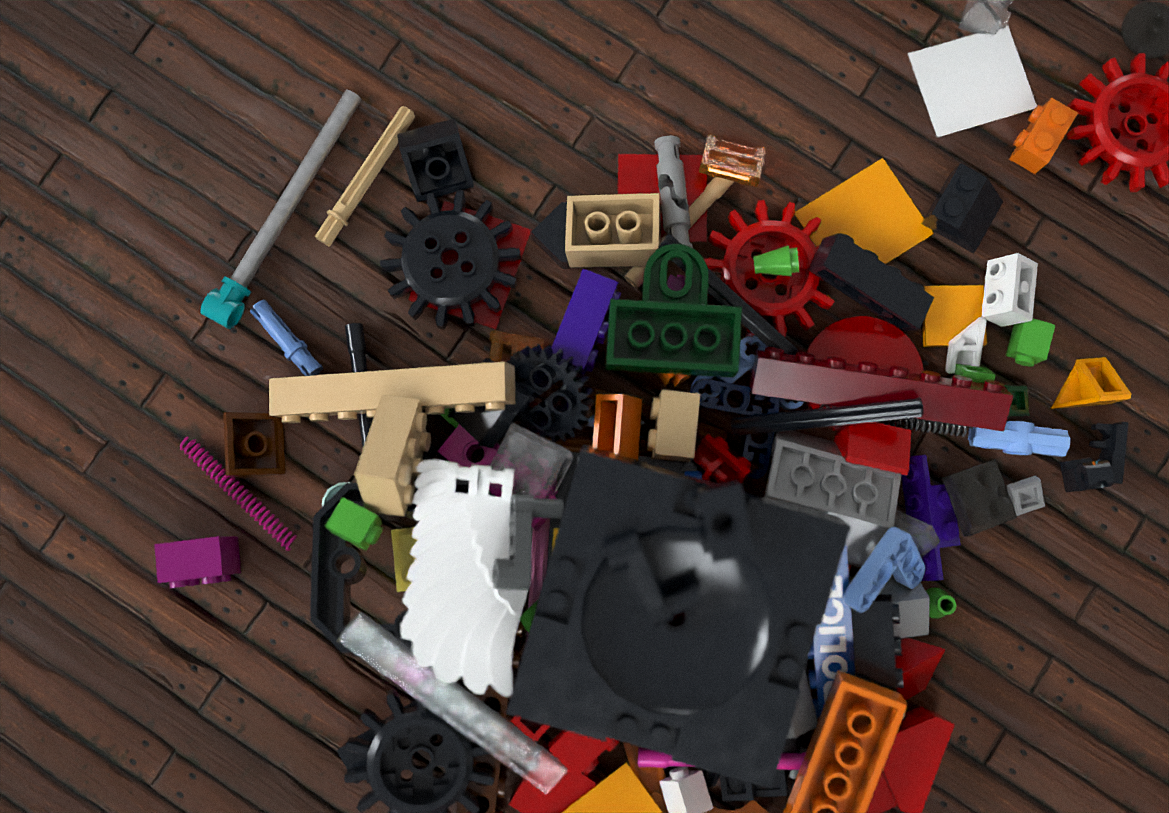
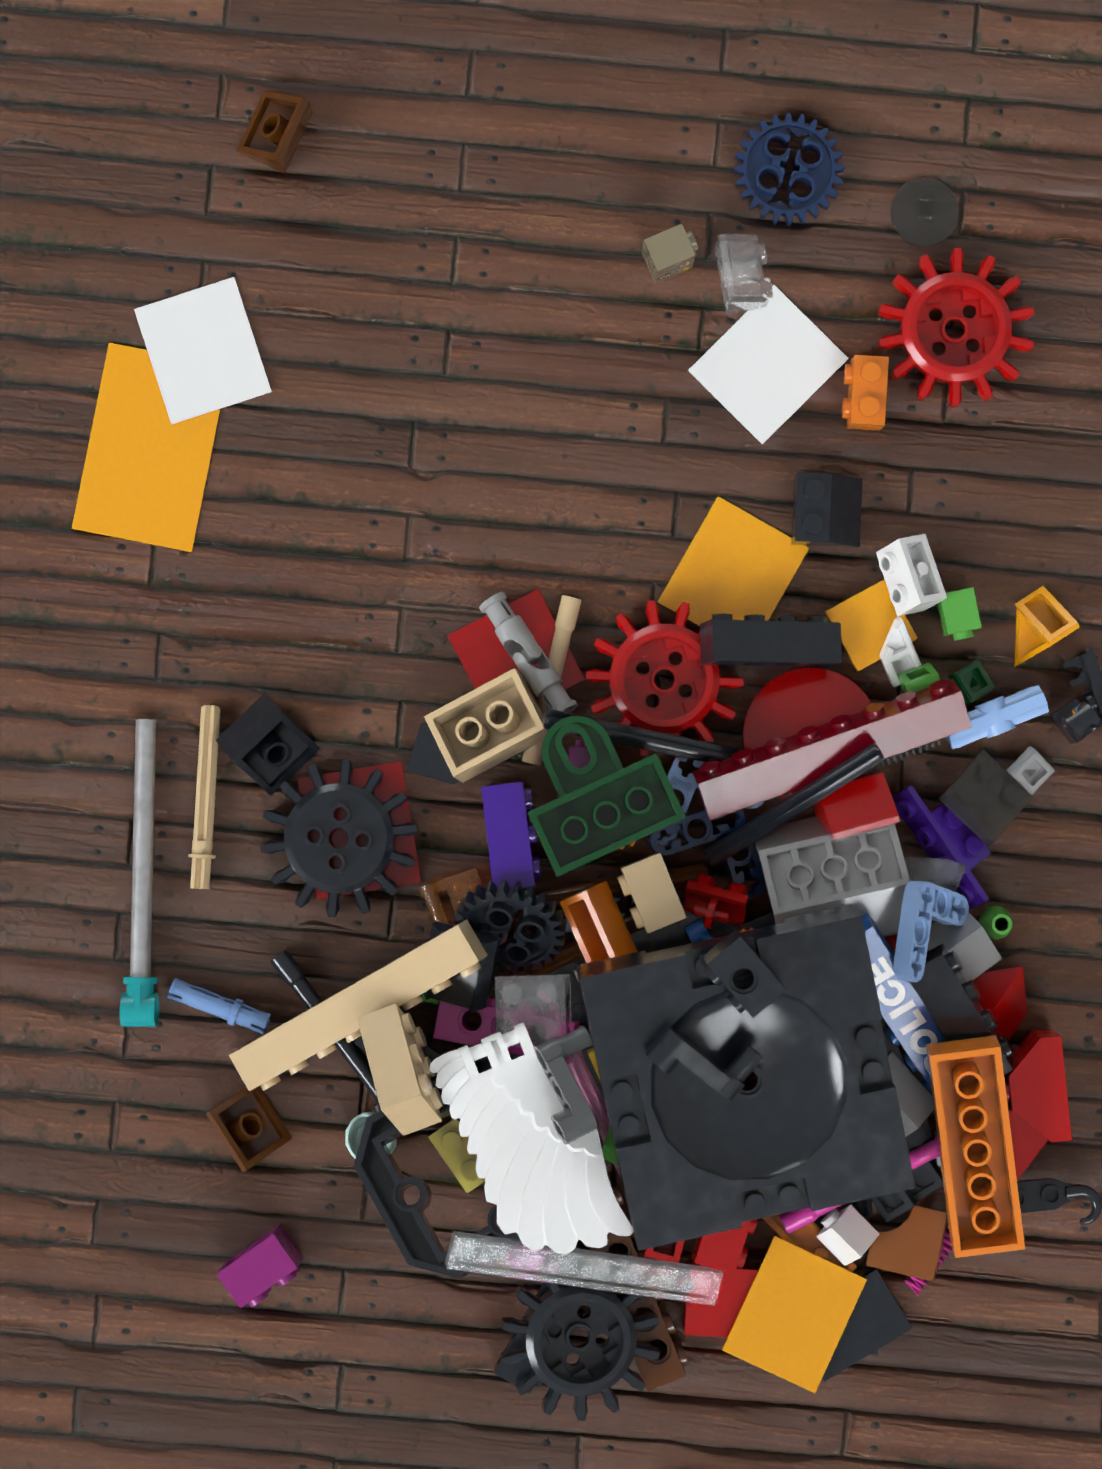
camera: 30 degrees left, 5 degrees up
(217, 468) = (255, 1182): dark pink piece -> none
(355, 524) = (401, 1153): bright green brick -> none
(732, 161) = (570, 592): clear orange plate -> none
(777, 262) = (667, 673): bright green cone -> none

